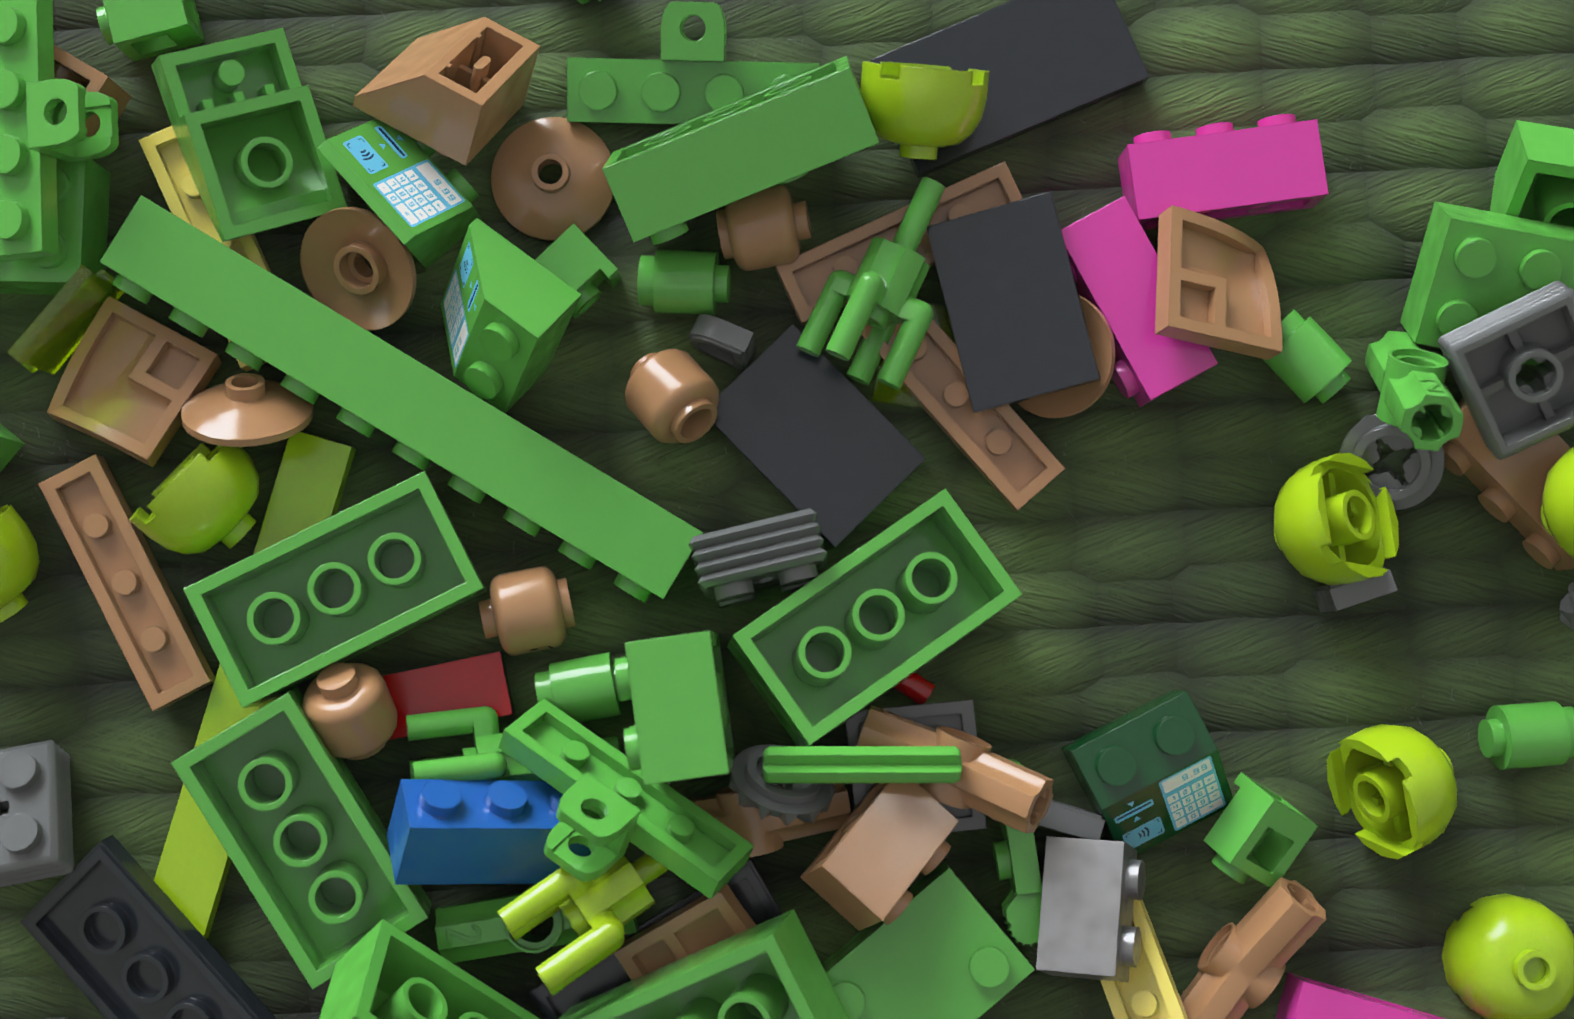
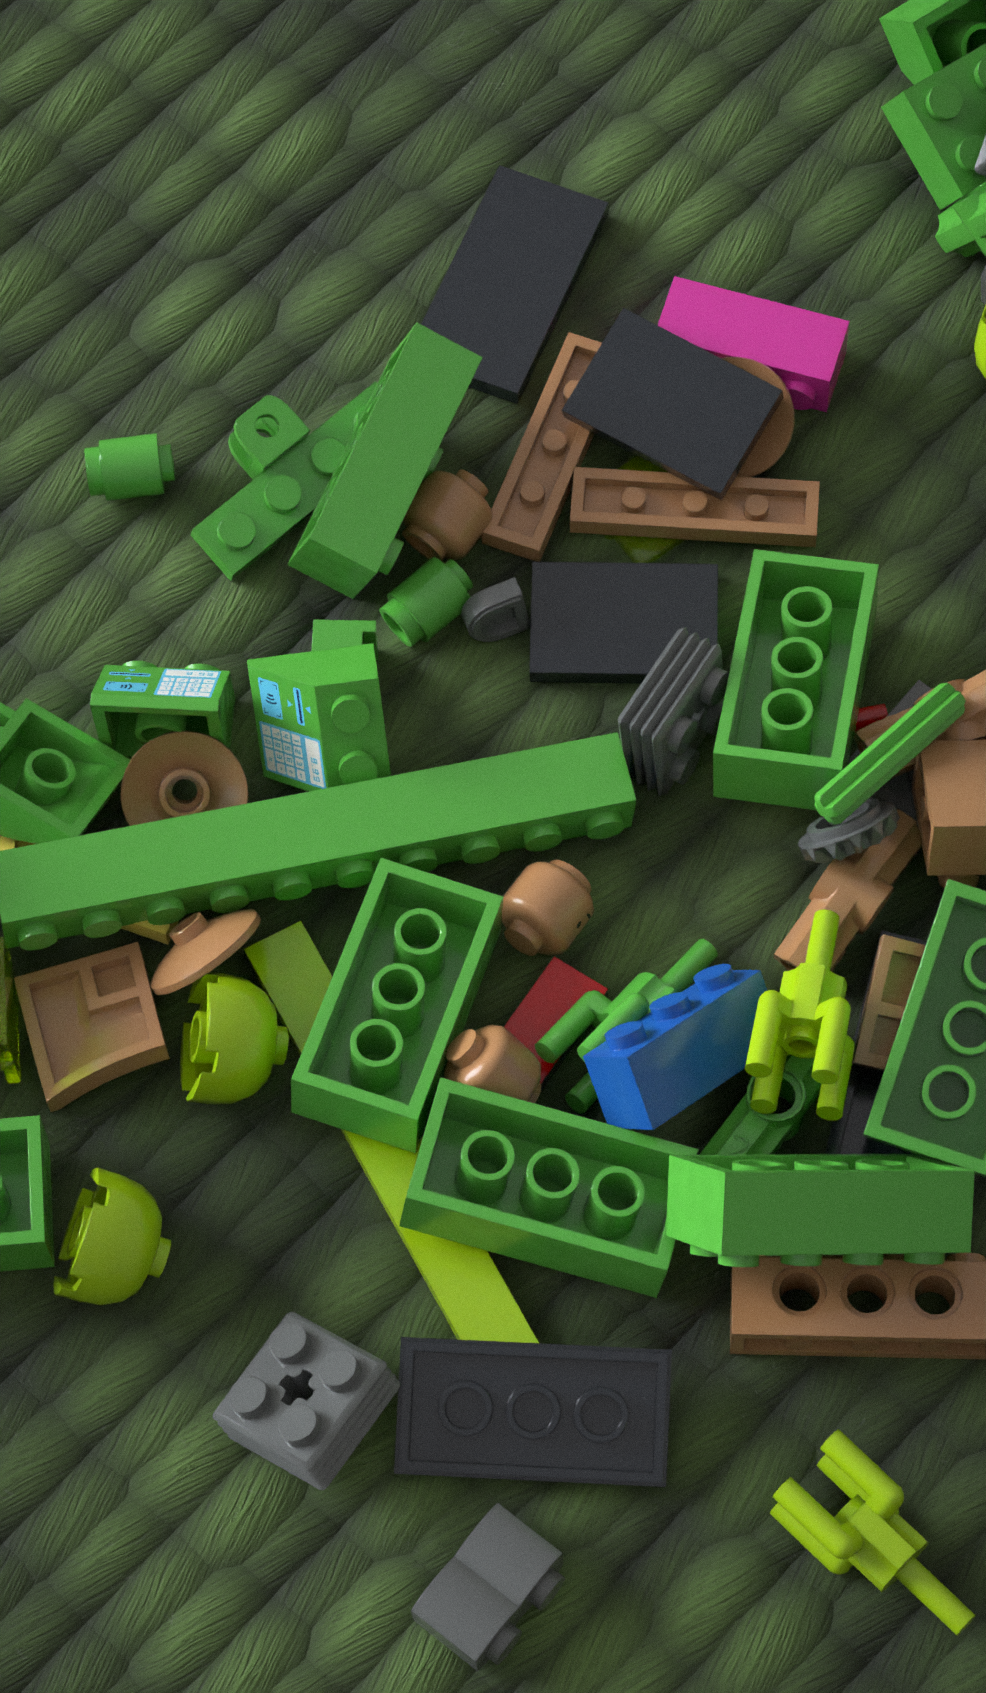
camera: 40 degrees left, 20 degrees down
(127, 582) = (230, 1160): medium nougat plate -> none
(454, 87) = (132, 607): medium nougat slope -> none
(550, 209) = (232, 639): medium nougat dish -> none
(581, 687) = (641, 924): bright green brick -> none
(610, 806) = (753, 939): bright green plate -> none
(672, 396) = (499, 675): medium nougat head -> none
(677, 707) = (727, 822): bright green brick -> none
(879, 296) = (578, 478): bright green plant -> none
(923, 104) = (491, 322): lime cylinder -> none
(1215, 286) = (796, 276): medium nougat plate -> none
(1225, 170) = (724, 212): dark pink brick -> none
(1309, 359) = (902, 276): bright green brick -> none

